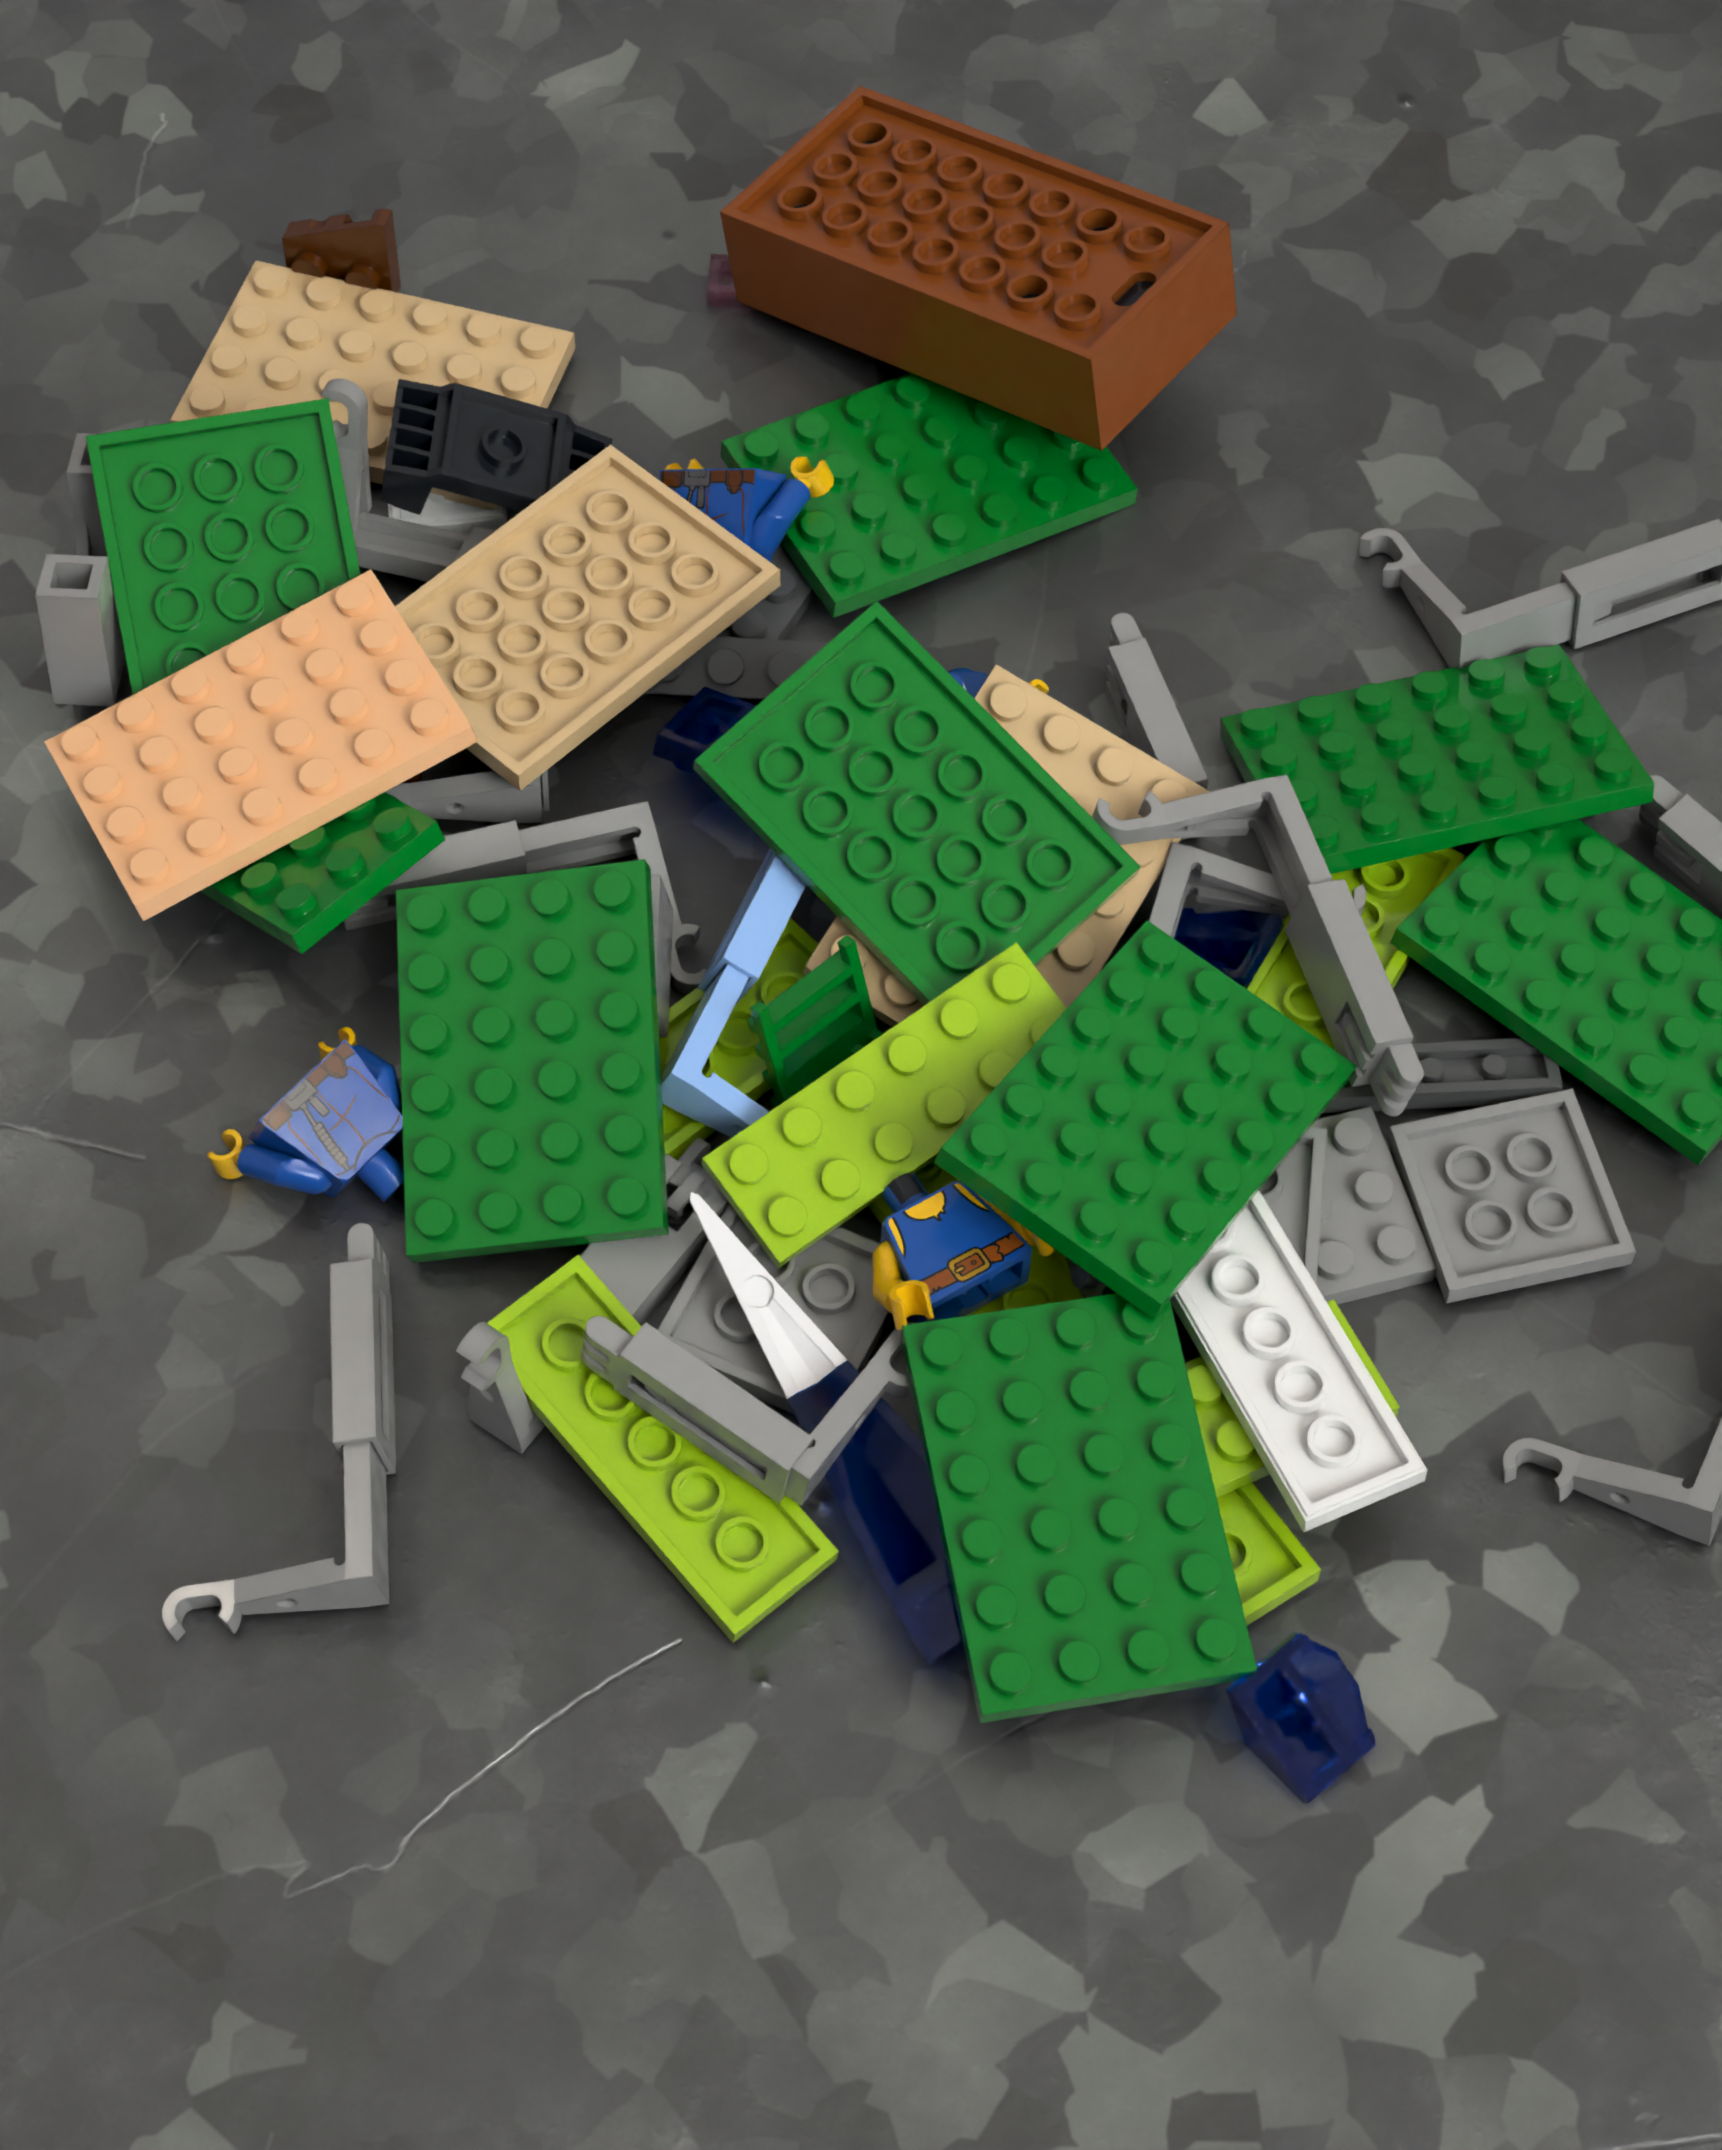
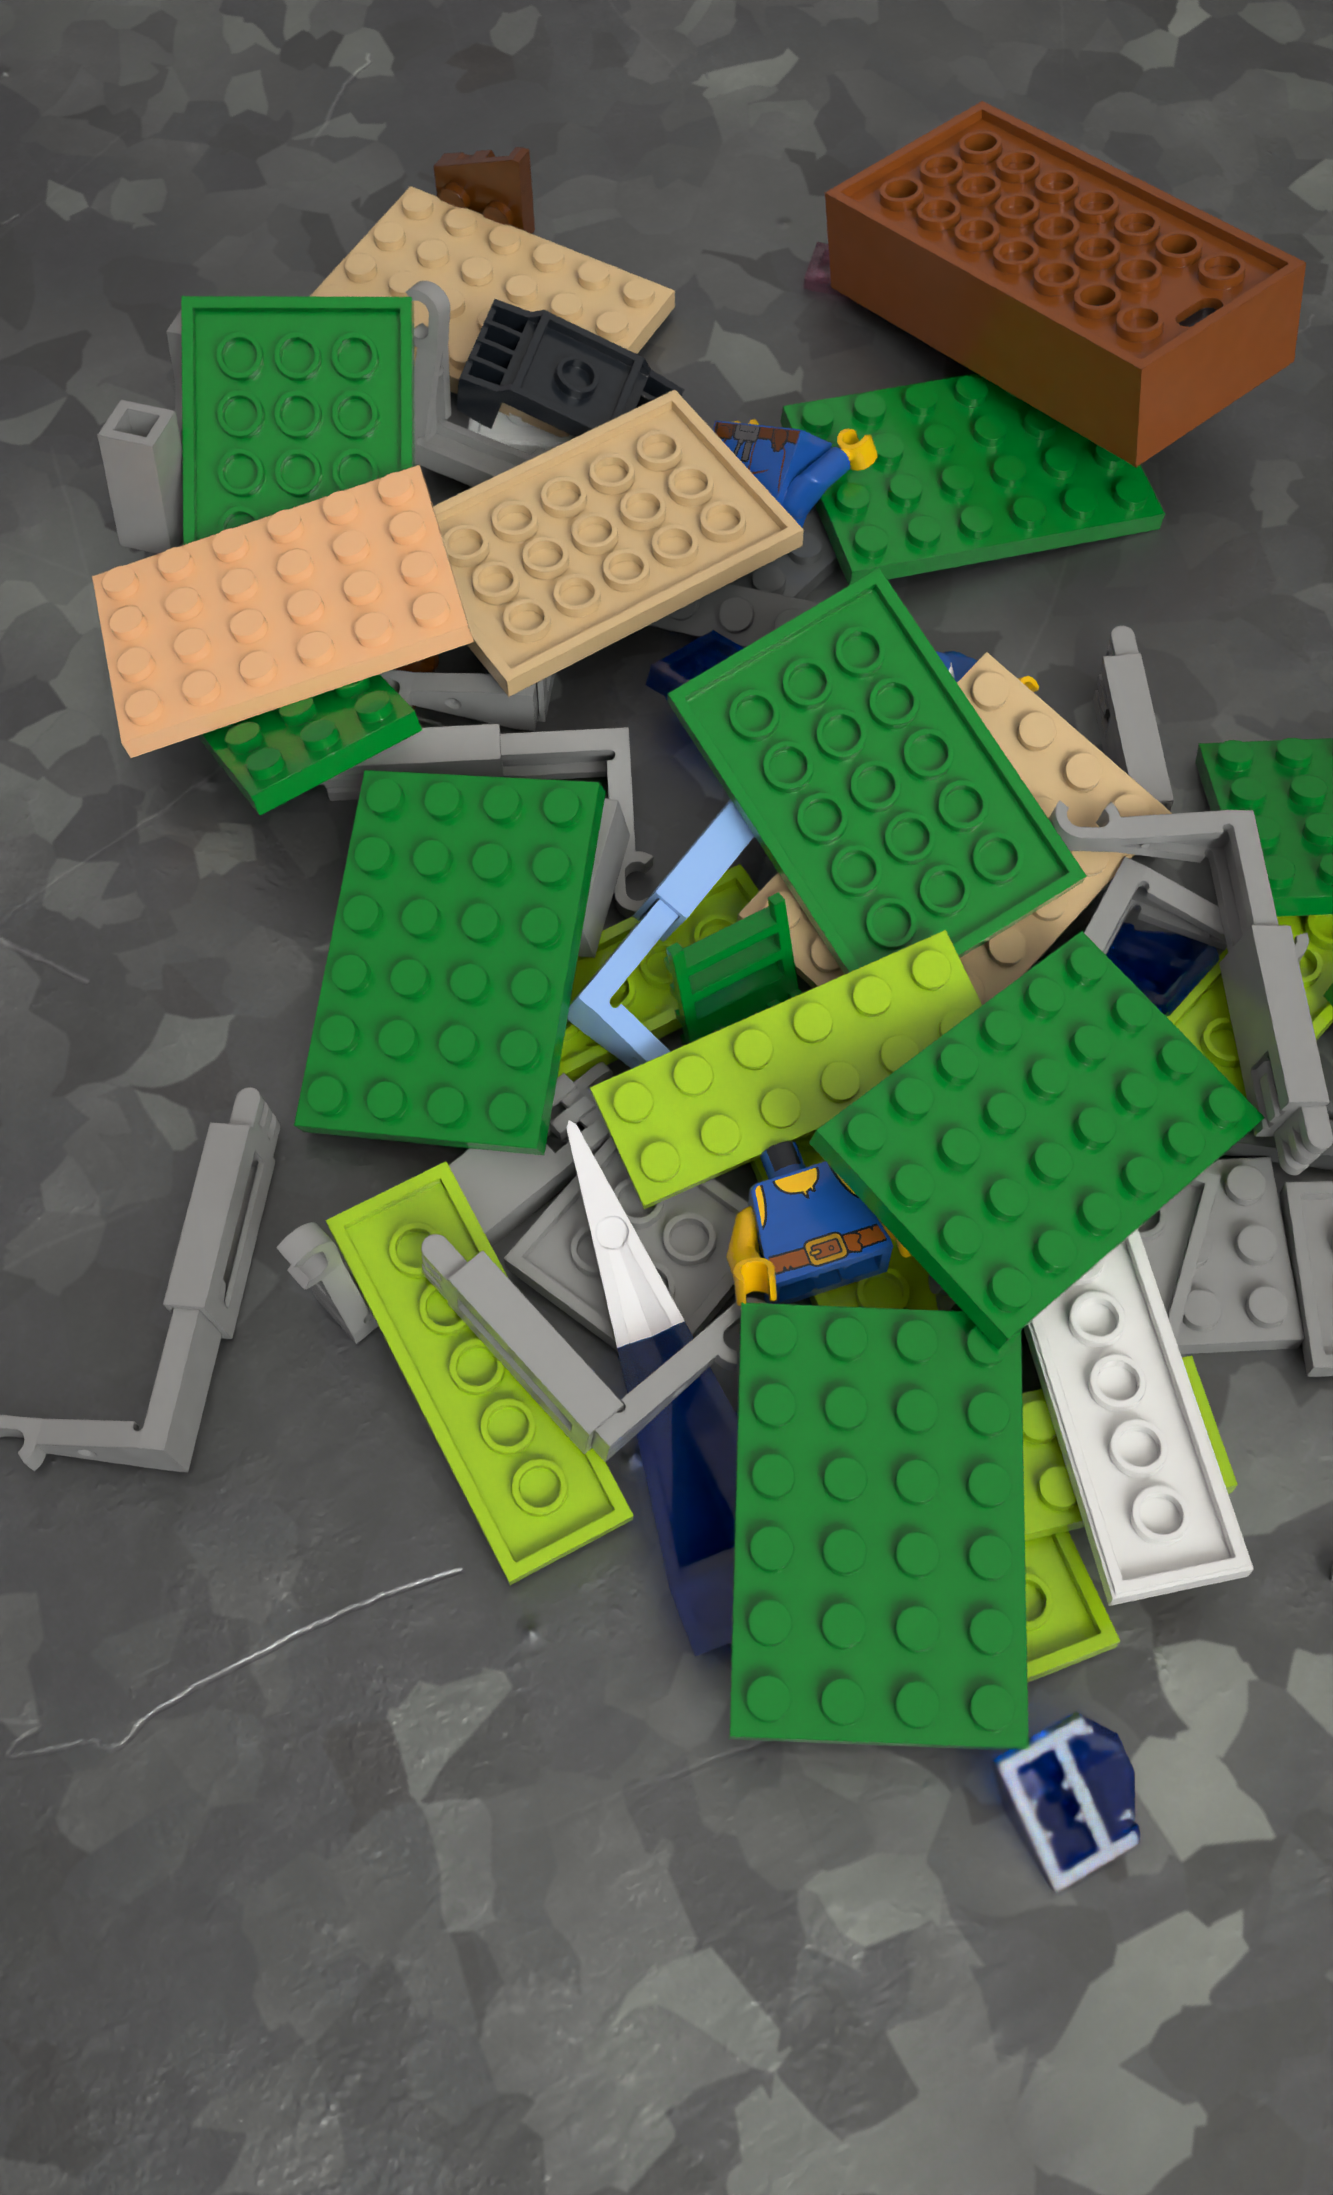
camera: 15 degrees right, 5 degrees up
(326, 1128) = (252, 985): torso -> none

